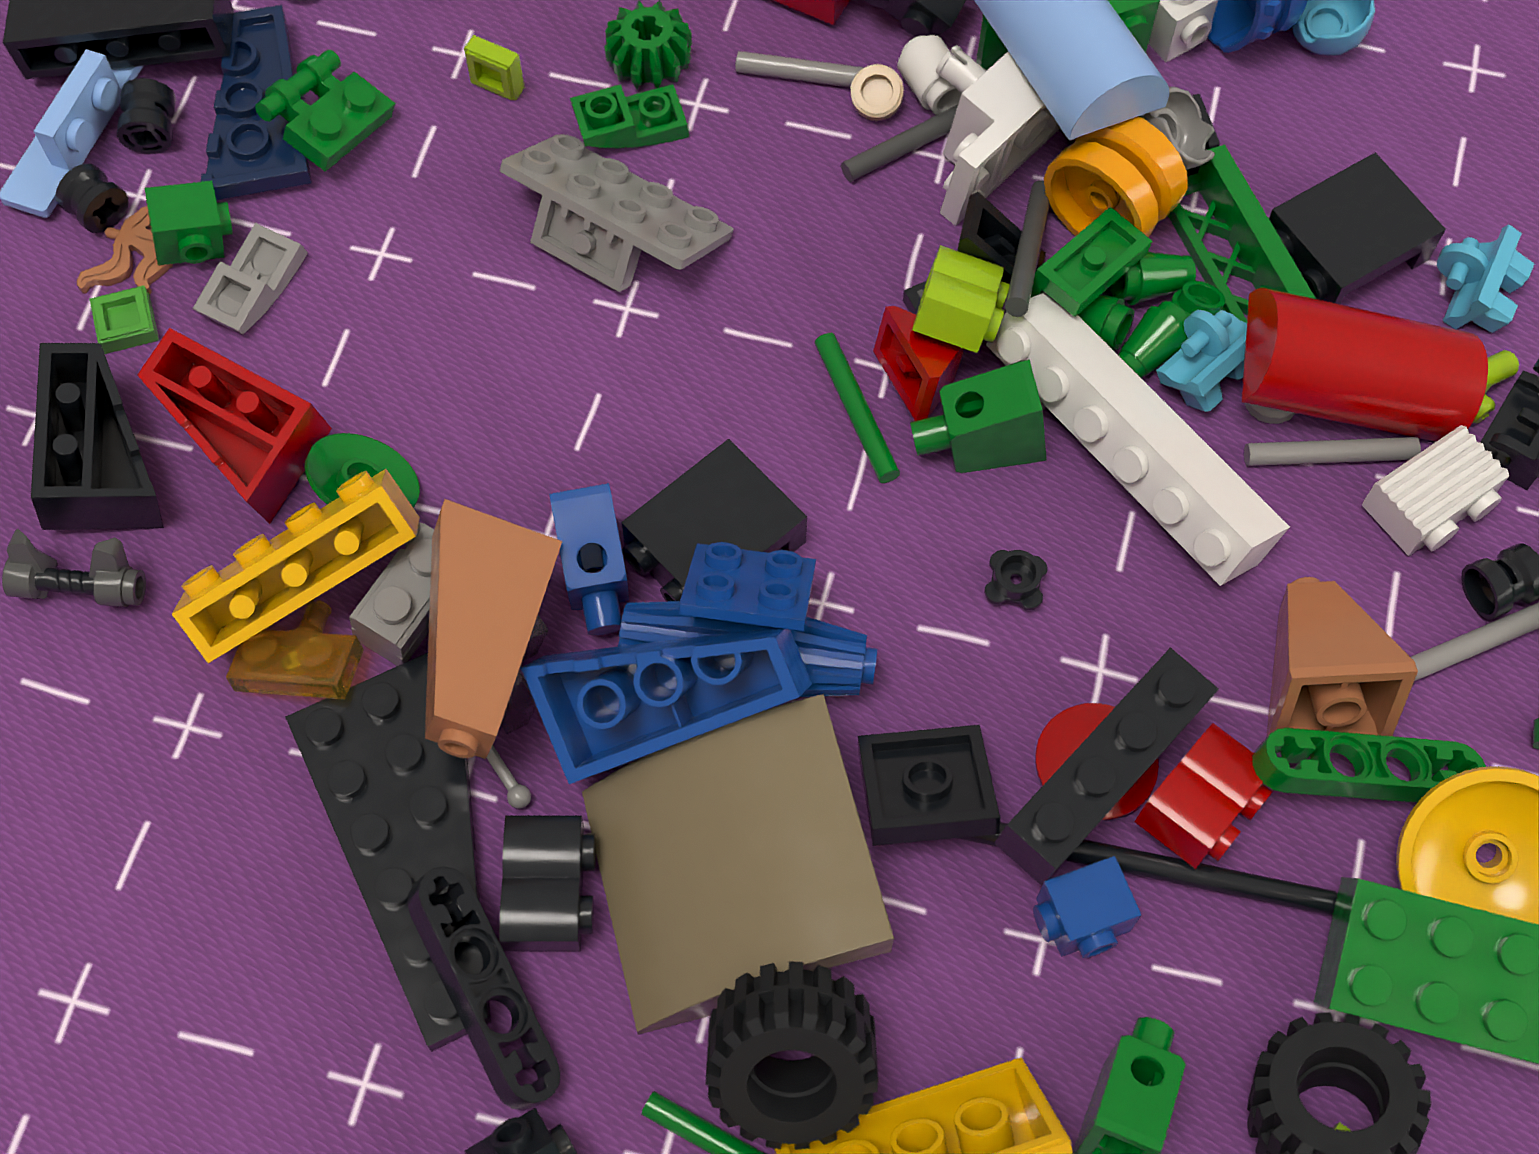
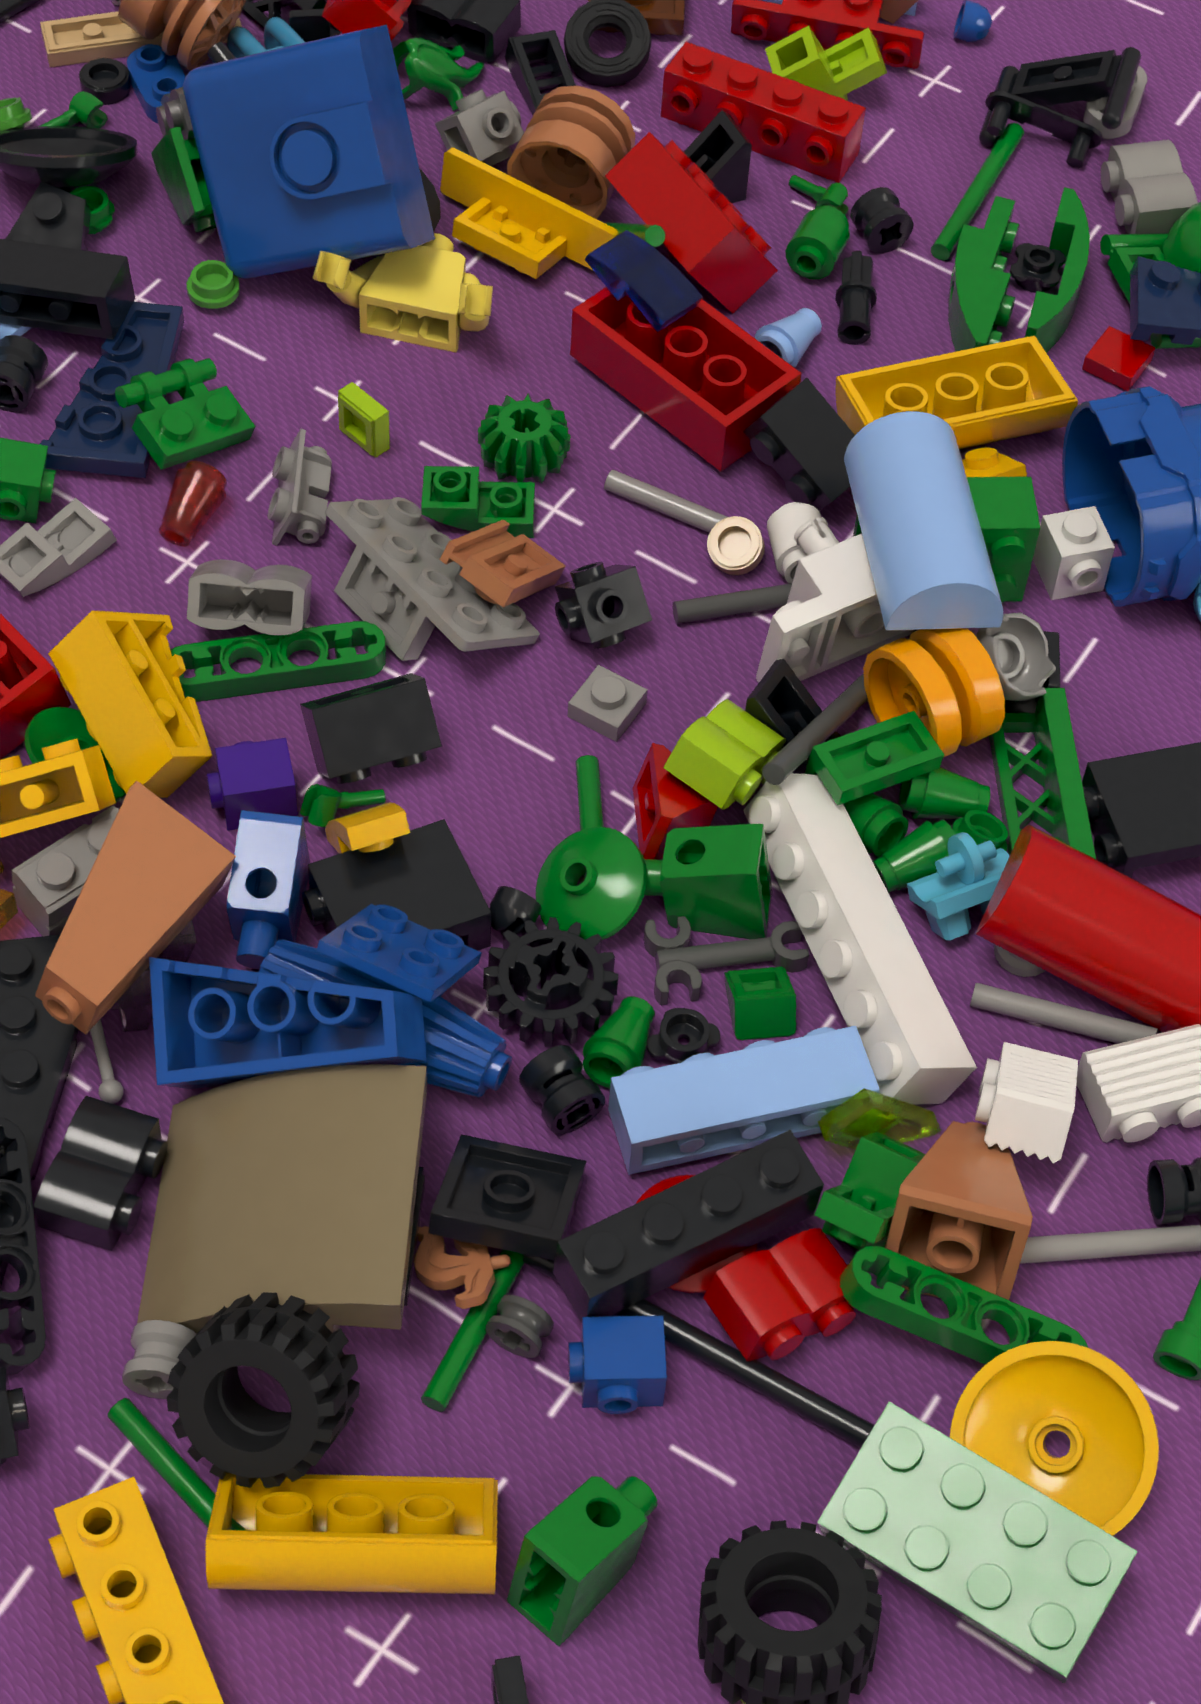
camera: 15 degrees right, 10 degrees down
(366, 193) = (192, 501): none -> clear red cone
(394, 410) = (133, 698): none -> yellow wedge
(448, 276) = (233, 594): none -> light grey brick
(456, 137) = (292, 508): none -> light grey hinge
(508, 335) = (276, 670): none -> green beam
(535, 454) = (253, 779): none -> dark purple brick
(606, 451) = (322, 802): none -> green hand
(623, 367) = (371, 727): none -> black brick
(663, 470) = (368, 829): none -> yellow slope
(672, 1047) = (156, 1353): none -> light grey wheel
(680, 173) = (502, 565): none -> nougat plate
(784, 184) = (601, 604): none -> black brick
(820, 277) = (607, 703): none -> light grey plate
(820, 505) = (511, 909): none -> black hinge
(903, 464) = (611, 888): none -> green dish
(907, 564) = (551, 982): none -> black gear
(918, 863) = (448, 1271): none -> nougat piece
(931, 663) = (565, 1094): none -> black wheel
(938, 922) = (469, 1338): none -> green bar
(964, 605) = (619, 1041): none -> green cone
(983, 903) = (519, 1326): none -> dark grey bush
(985, 505) = (681, 962): none -> dark grey bar
(1068, 520) = (761, 1003): none -> green slope
(1095, 621) = (735, 1097): none -> light blue brick
(1217, 604) = (876, 1112): none -> clear neon green tile
(1248, 674) = (864, 1203): none -> green brick
(1350, 545) = (1028, 1101): none -> white brick

